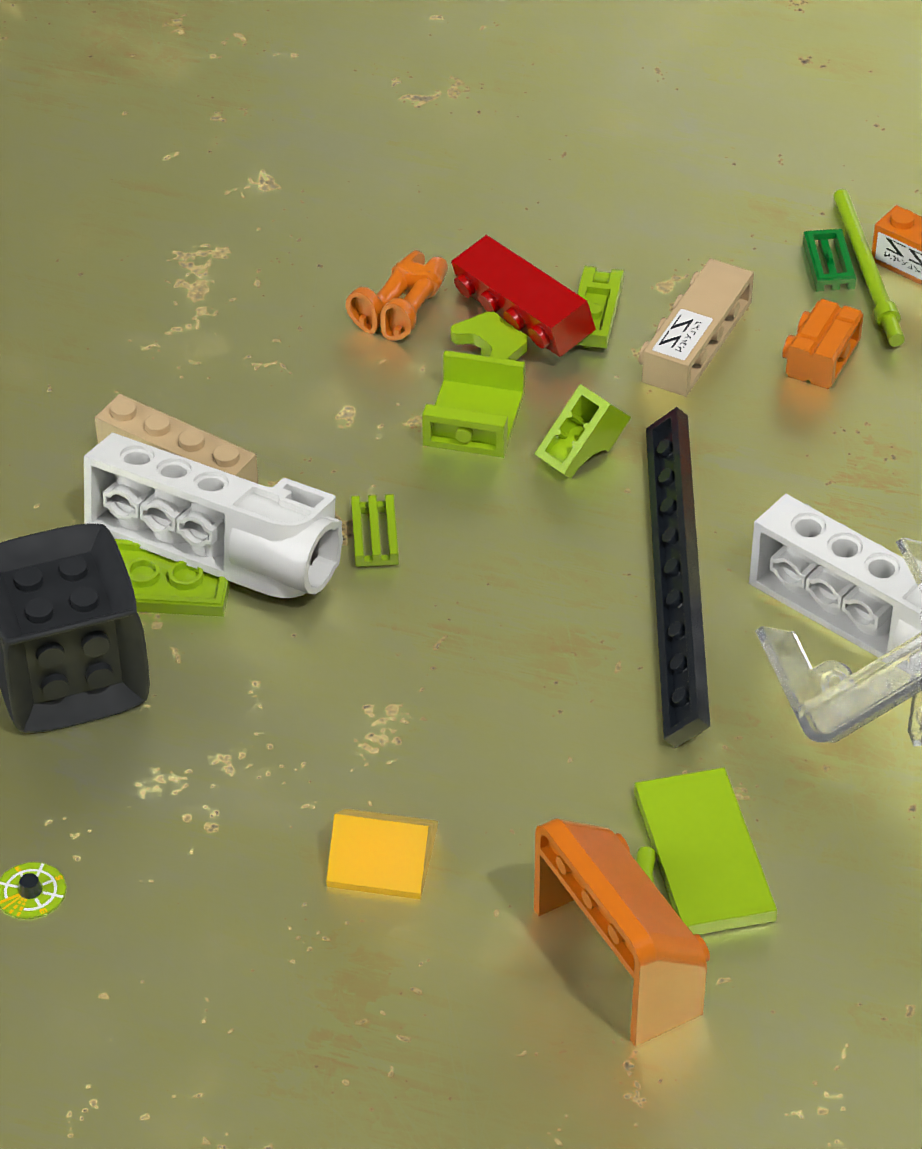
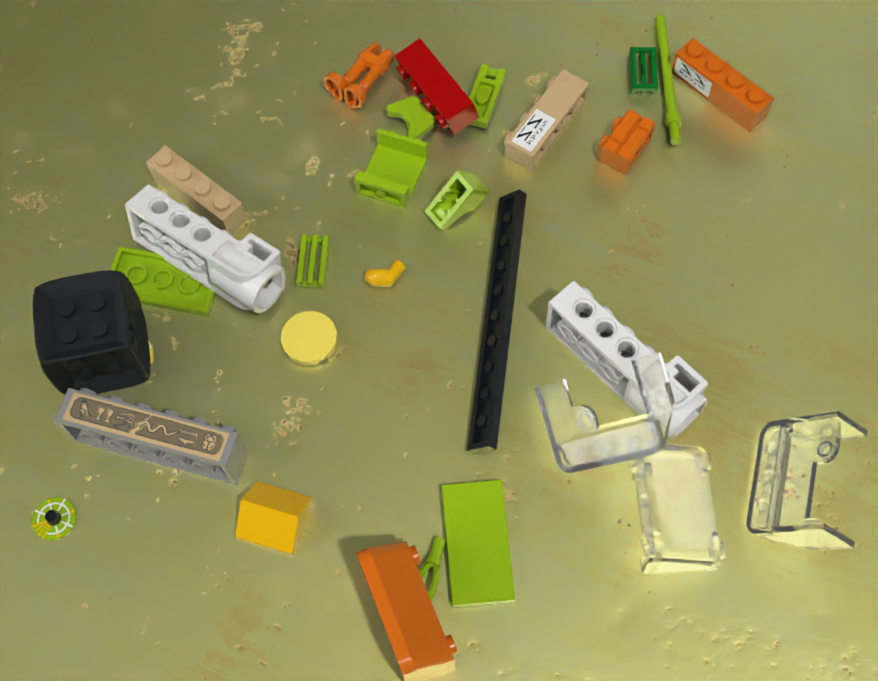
camera: 10 degrees right, 20 degrees up
(178, 754) = (152, 435): none -> brick
(389, 625) = (309, 338): none -> light yellow tile
(490, 540) = (385, 277): none -> yellow arm

